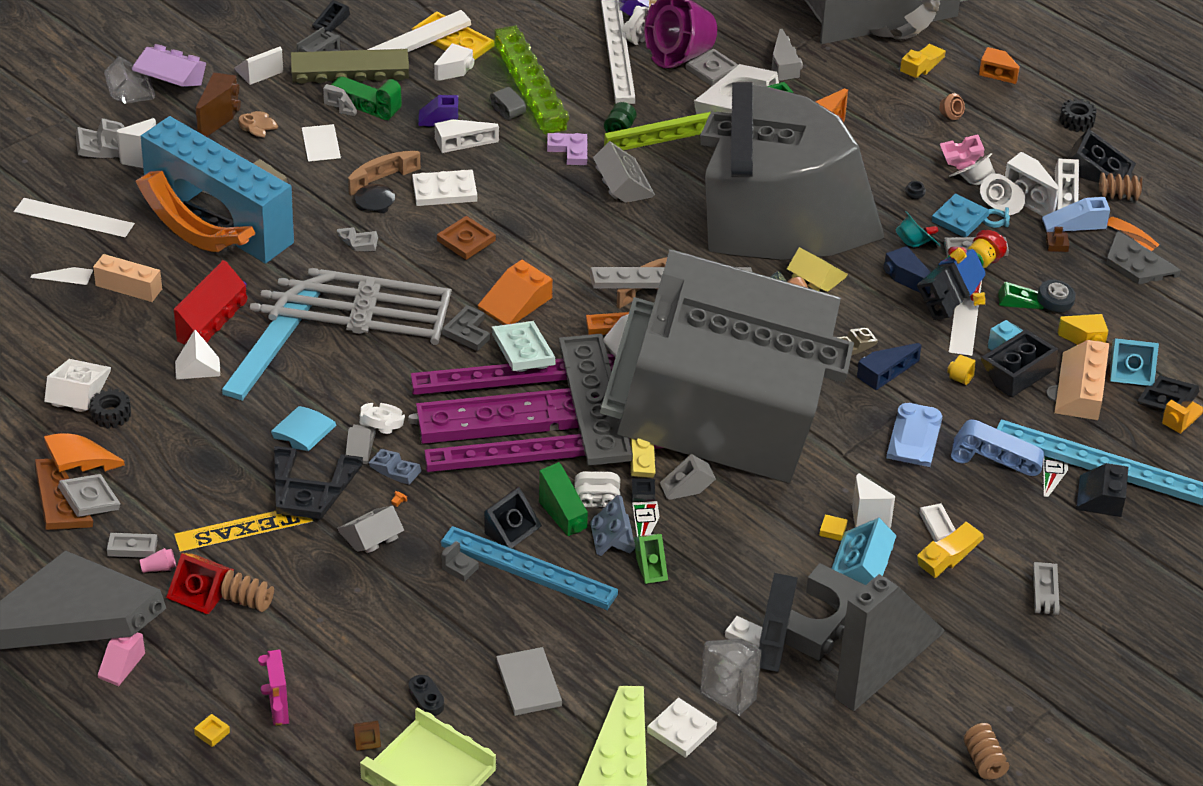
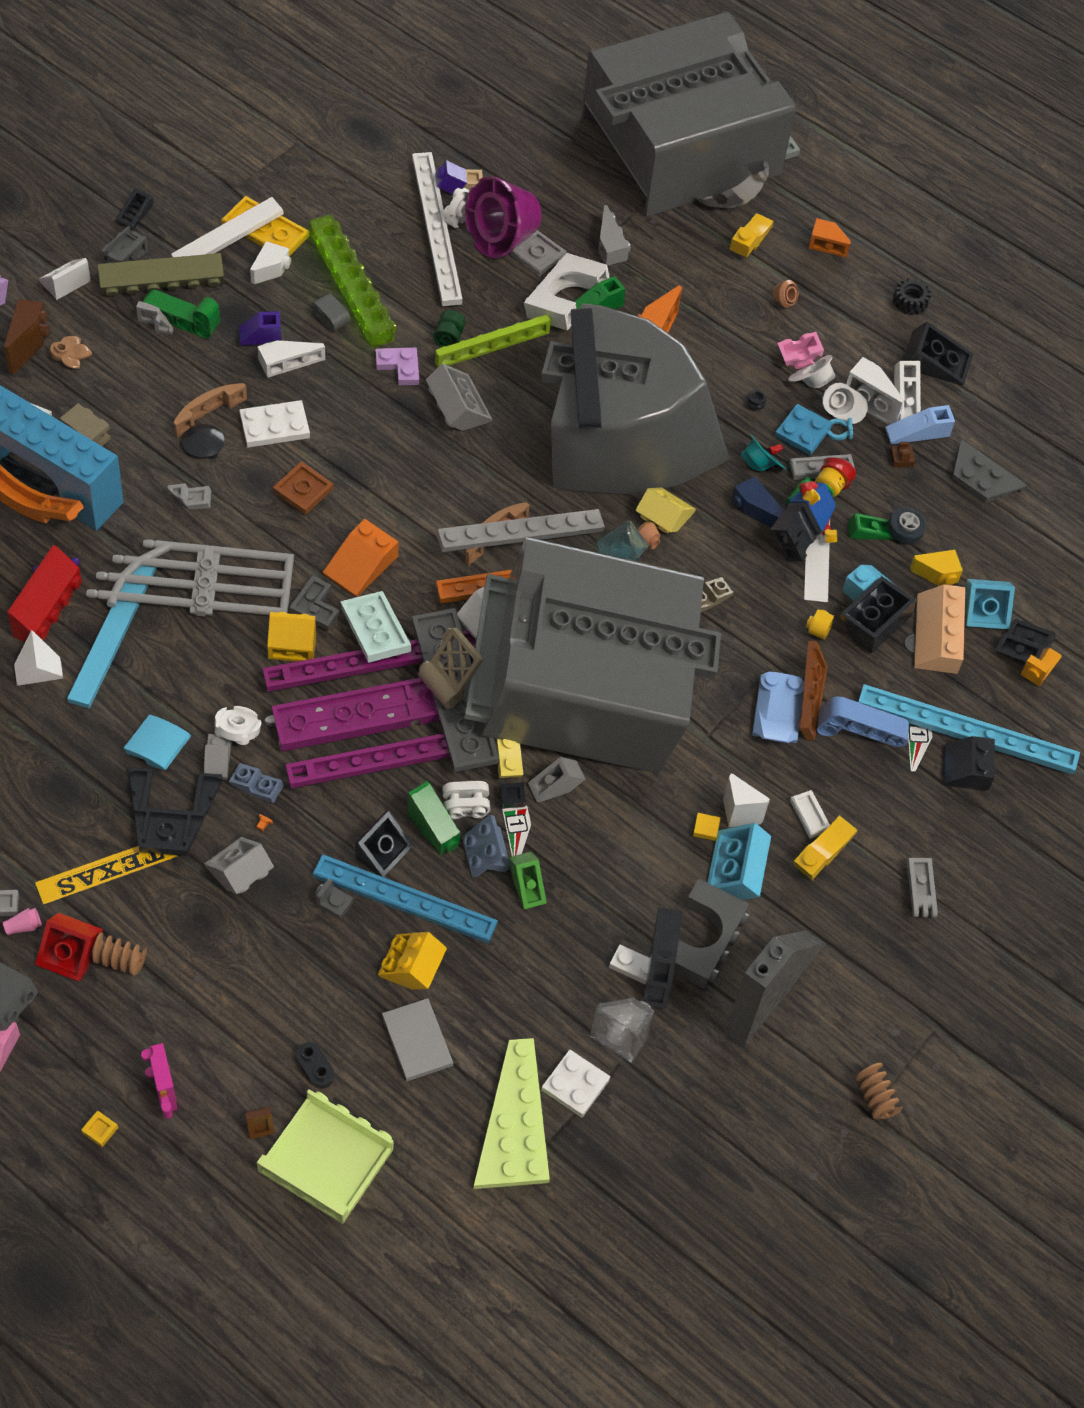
camera: 10 degrees left, 15 degrees up
(321, 142) = (139, 371): white sticker -> none
(441, 347) = (291, 636): none -> yellow slope
(531, 614) = (412, 960): none -> yellow slope
(581, 383) = (439, 679): none -> dark tan piece
(887, 364) = (744, 622): dark blue slope -> none
(950, 419) = (813, 690): none -> dark orange wing
(1120, 186) = (961, 385): medium nougat piece -> none
(1133, 232) = (977, 440): orange sticker -> none

